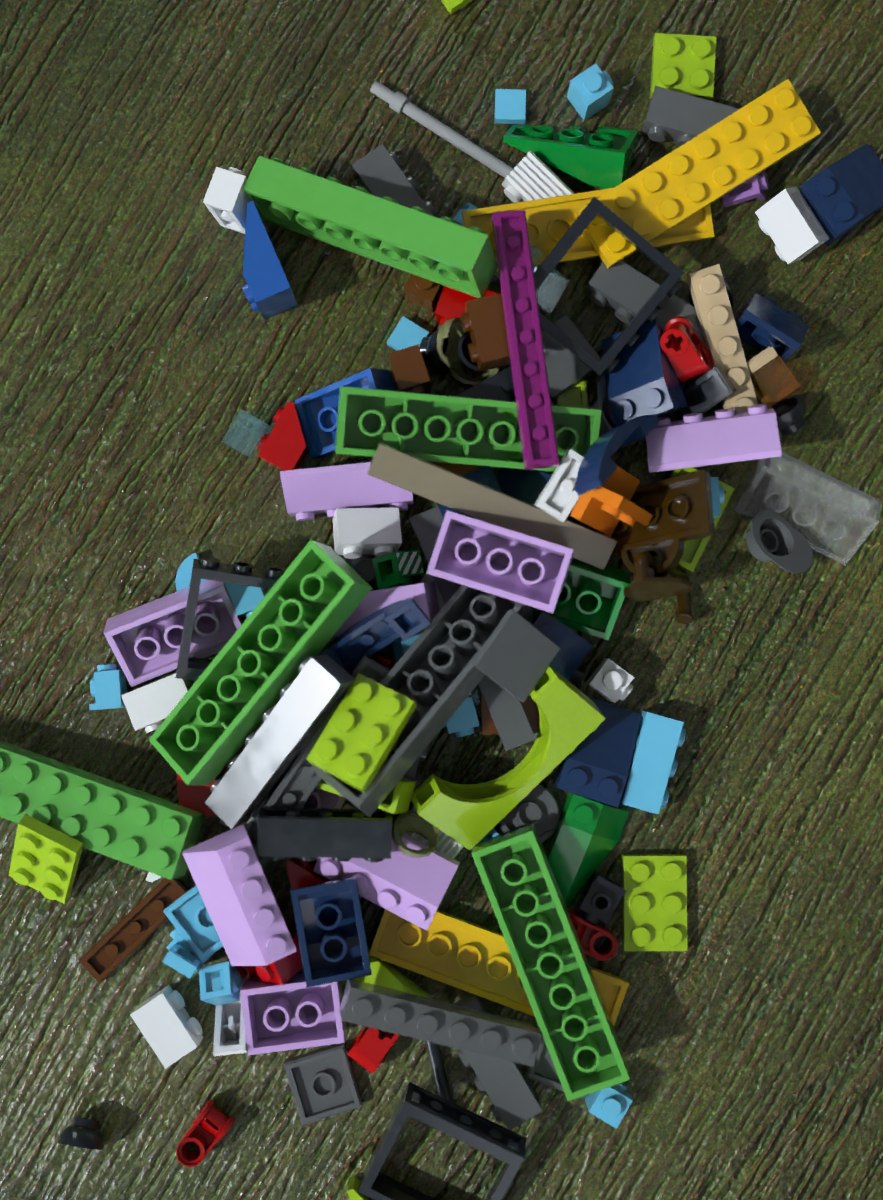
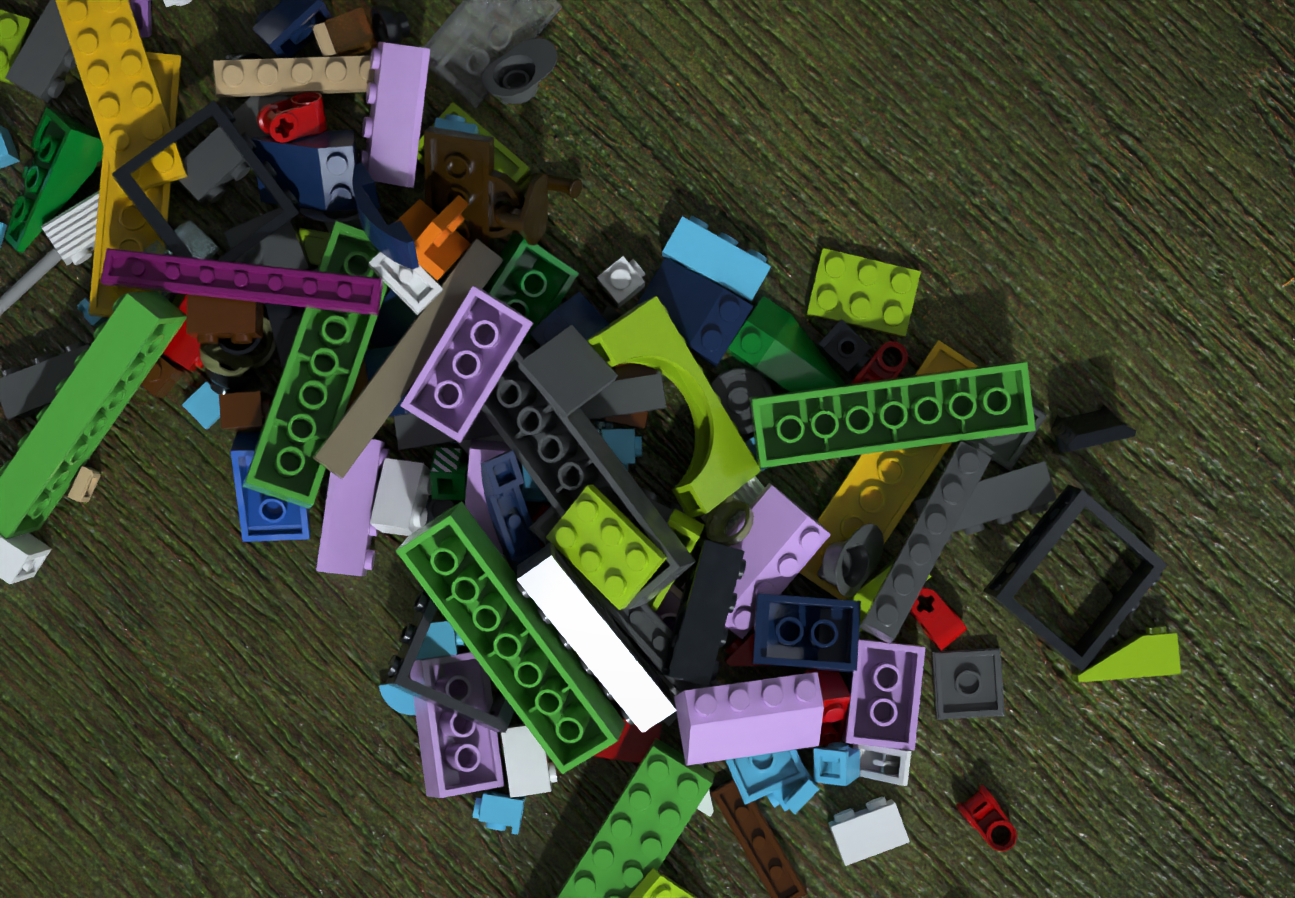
camera: 80 degrees left, 0 degrees up
(245, 433) = (266, 600): clear light blue panel -> none
(266, 281) = (108, 538): blue slope -> none
(286, 443) = (287, 560): red slope -> none
(311, 248) = (84, 484): none -> tan tile
(406, 953) = (852, 560): none -> dark grey piece
(439, 1070) = (971, 559): black bar -> none
(580, 1145) = (1089, 430): none -> black slope
(610, 1103) = (1051, 389): medium azure brick -> none
(706, 392) = (344, 106): black tile -> none

